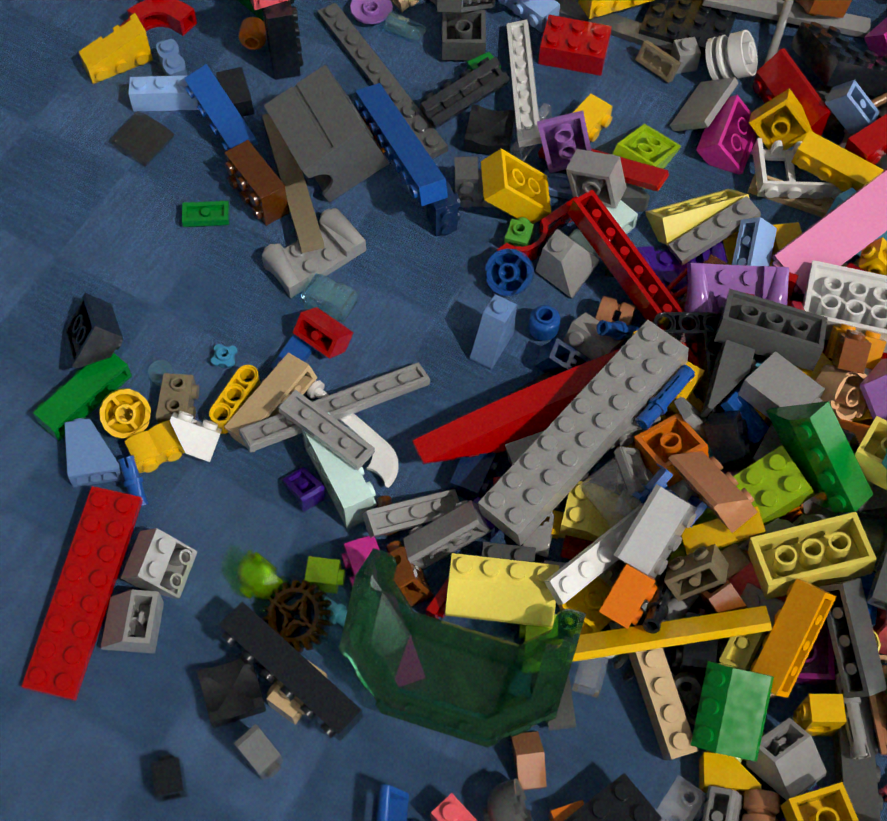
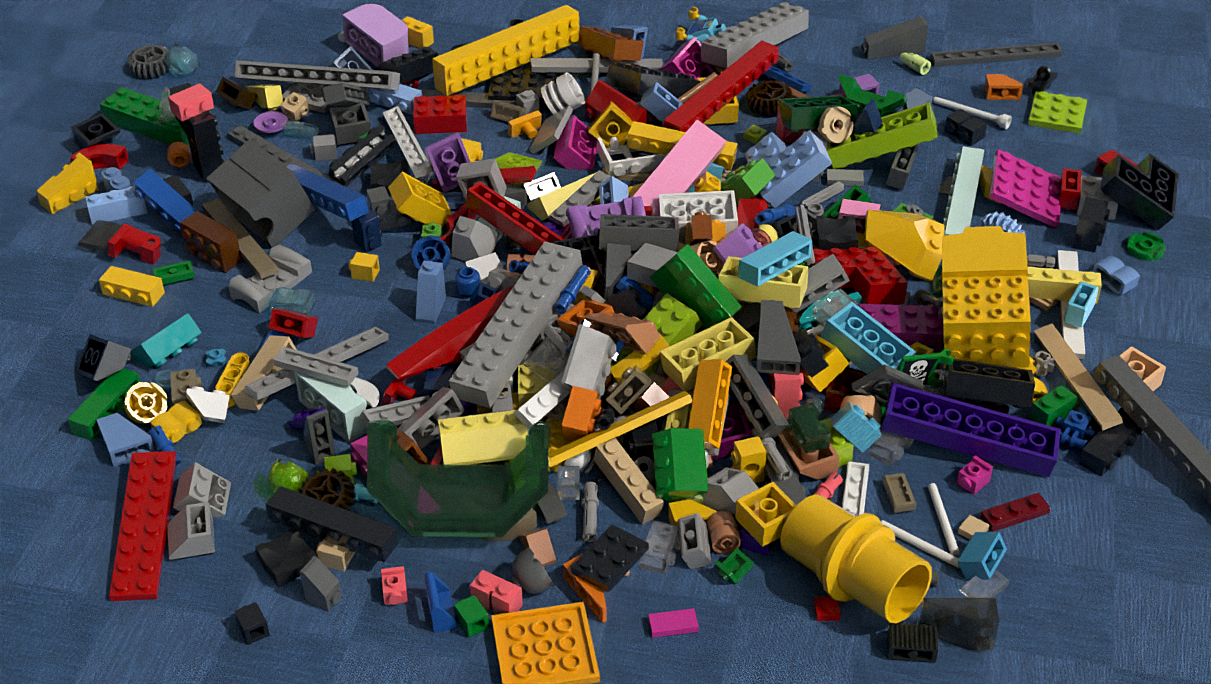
camera: 15 degrees left, 20 degrees down
(153, 223) = (131, 286): none -> yellow brick
(172, 319) = (167, 342): none -> teal slope
(173, 157) = (137, 242): none -> red piece
(309, 528) = (318, 436): none -> dark grey slope
(345, 786) = (394, 585): none -> coral brick
(424, 62) = (324, 147): none -> light grey brick
(427, 263) = (364, 266): none -> yellow brick
(427, 471) = (396, 389): none -> red tile
(571, 303) = (484, 265): none -> white piece
(607, 716) = (590, 504): none -> light grey pin
(672, 192) = (541, 186): none -> plate
(675, 87) = (525, 124): none -> light orange tile

